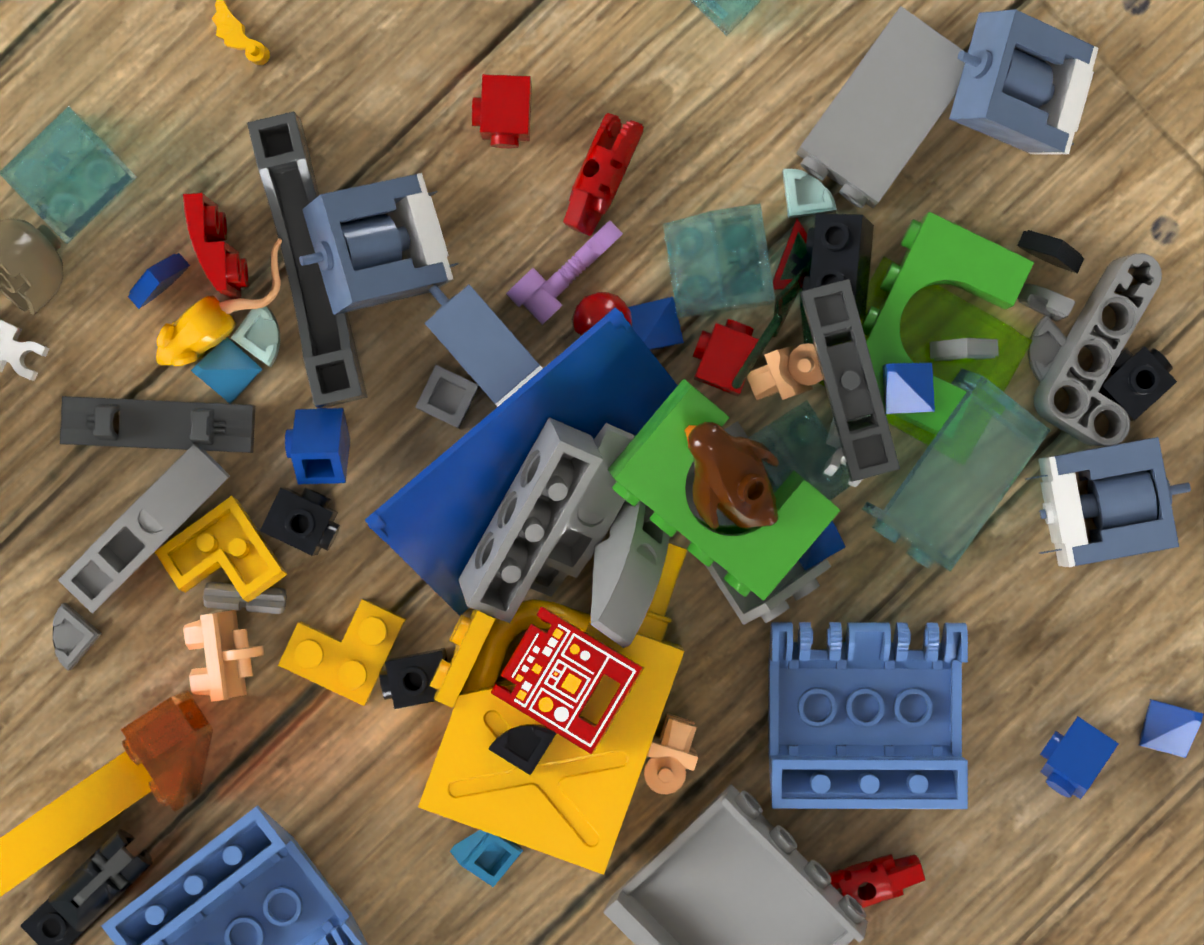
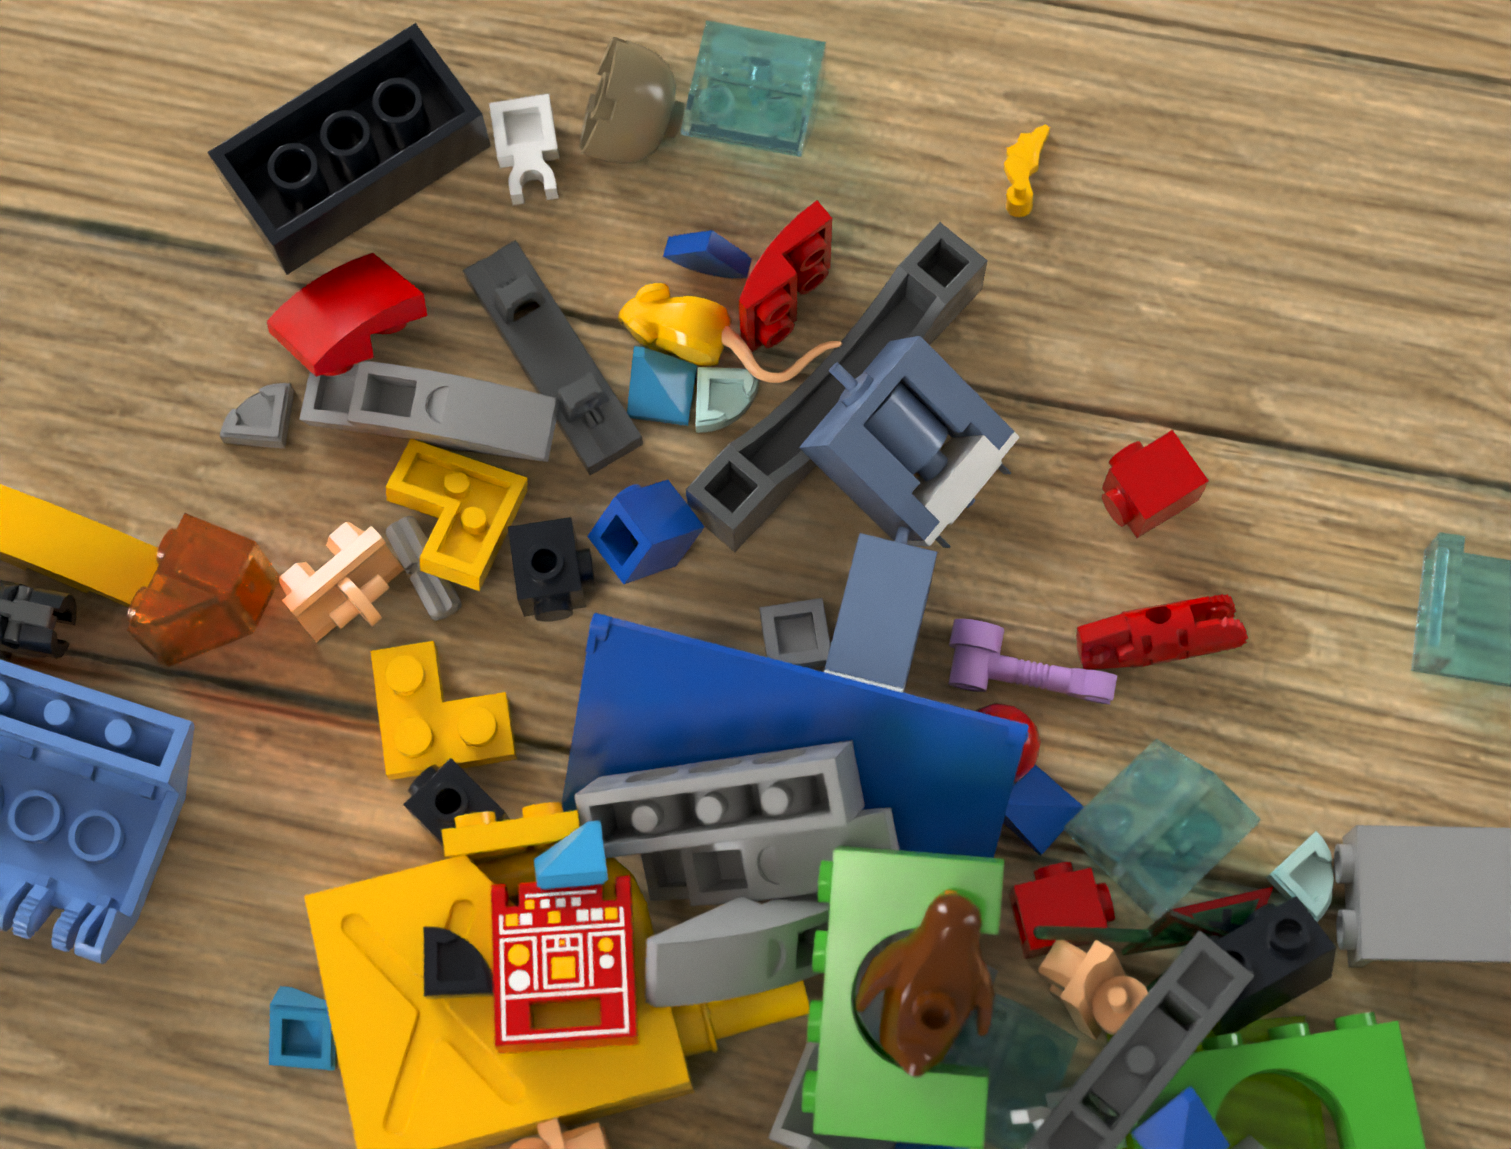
camera: 55 degrees right, 15 degrees down
(41, 540) = (334, 315): none -> red slope
(508, 634) = (573, 860): none -> dark azure slope

